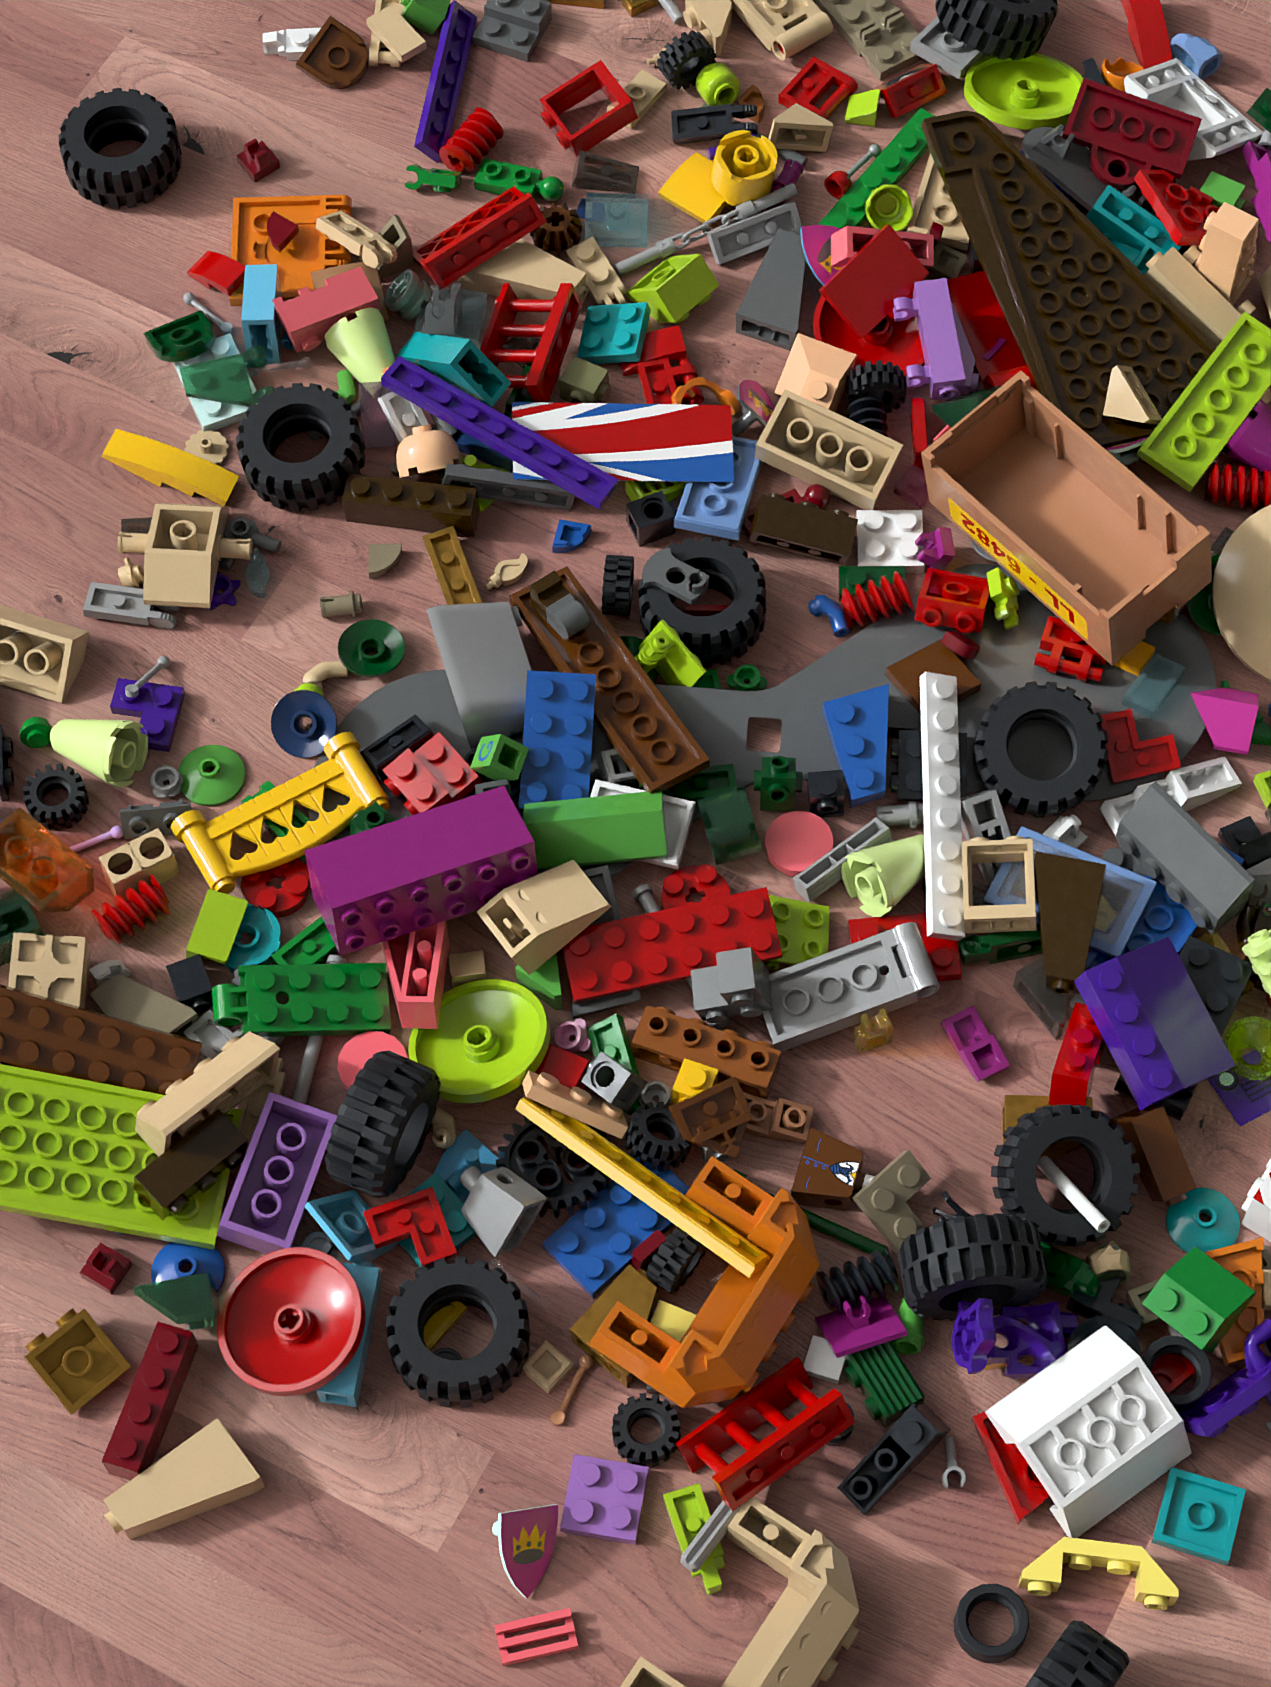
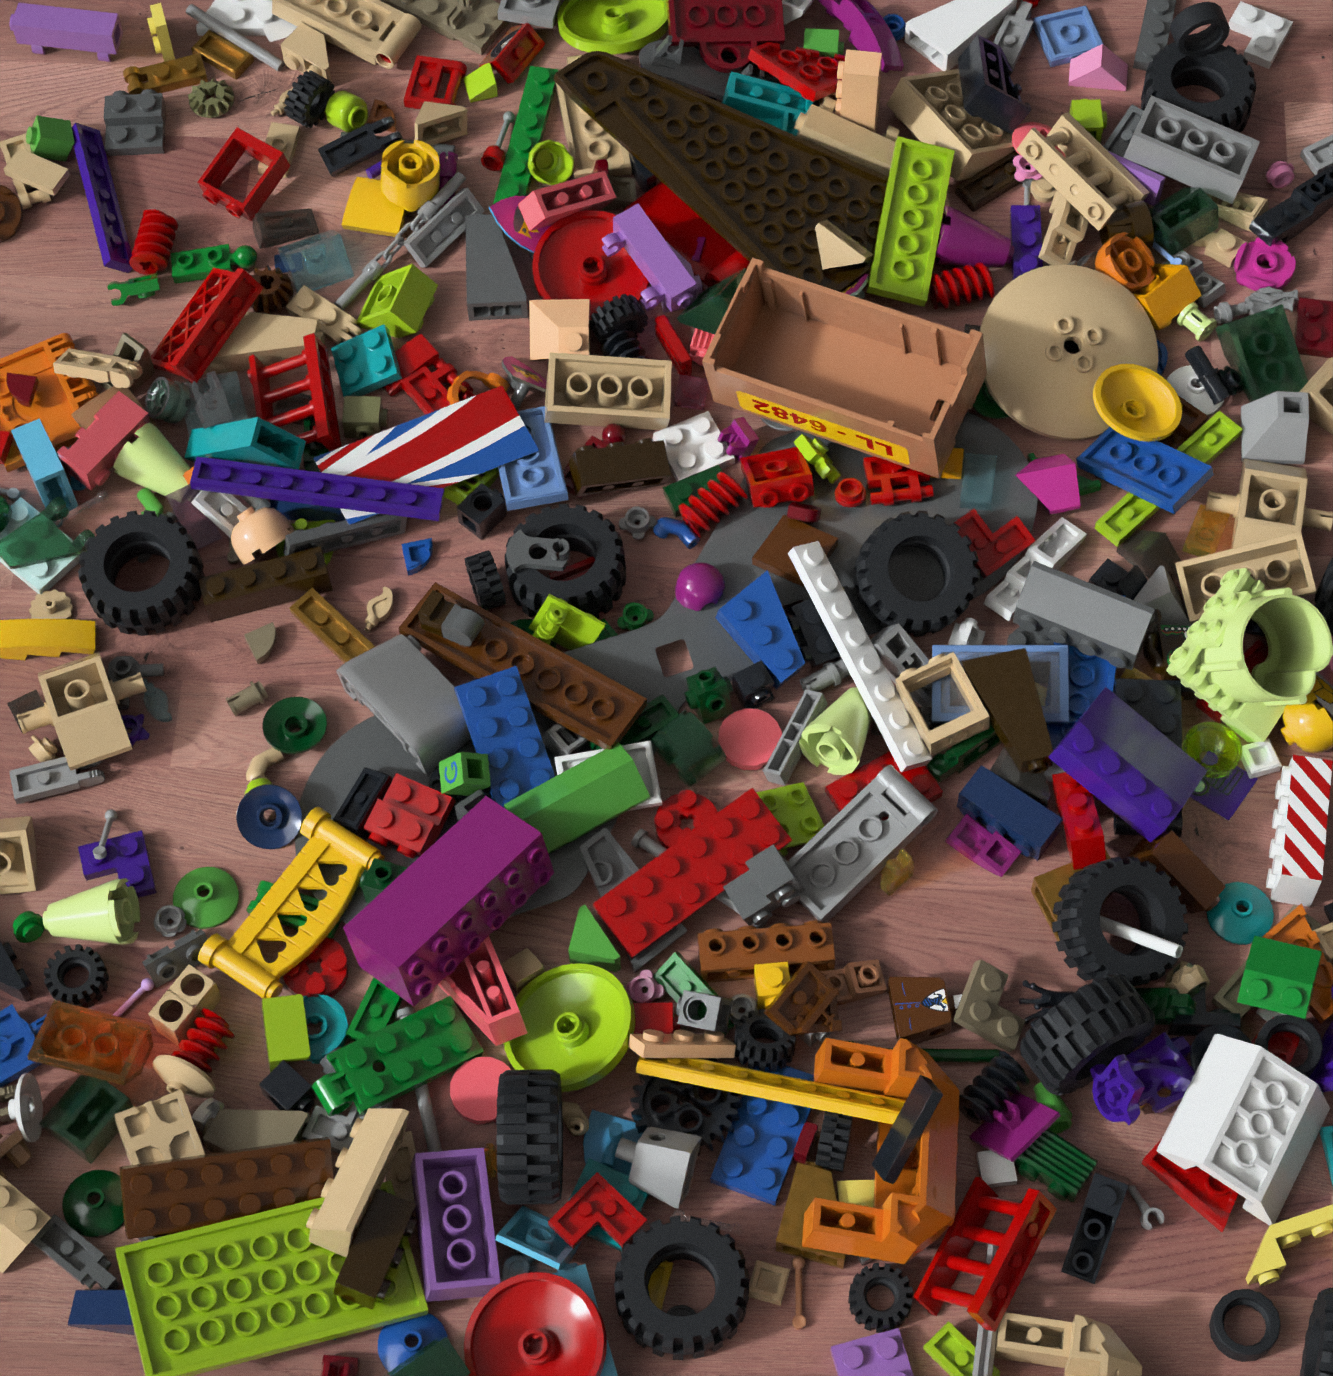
camera: 25 degrees left, 0 degrees up
(100, 930) = (183, 1076): none -> tan dish
(543, 913) = (574, 892): tan slope -> none
(594, 34) = (213, 106): none -> olive gear
(743, 1278) = (907, 1129): none -> black tile
(796, 582) = (633, 515): none -> light grey plate
(820, 673) = (699, 585): none -> magenta hair
(872, 280) = (576, 230): red tile -> none
(1015, 1022) = (1009, 812): none -> dark blue brick
(1018, 645) = (850, 492): none -> red plate

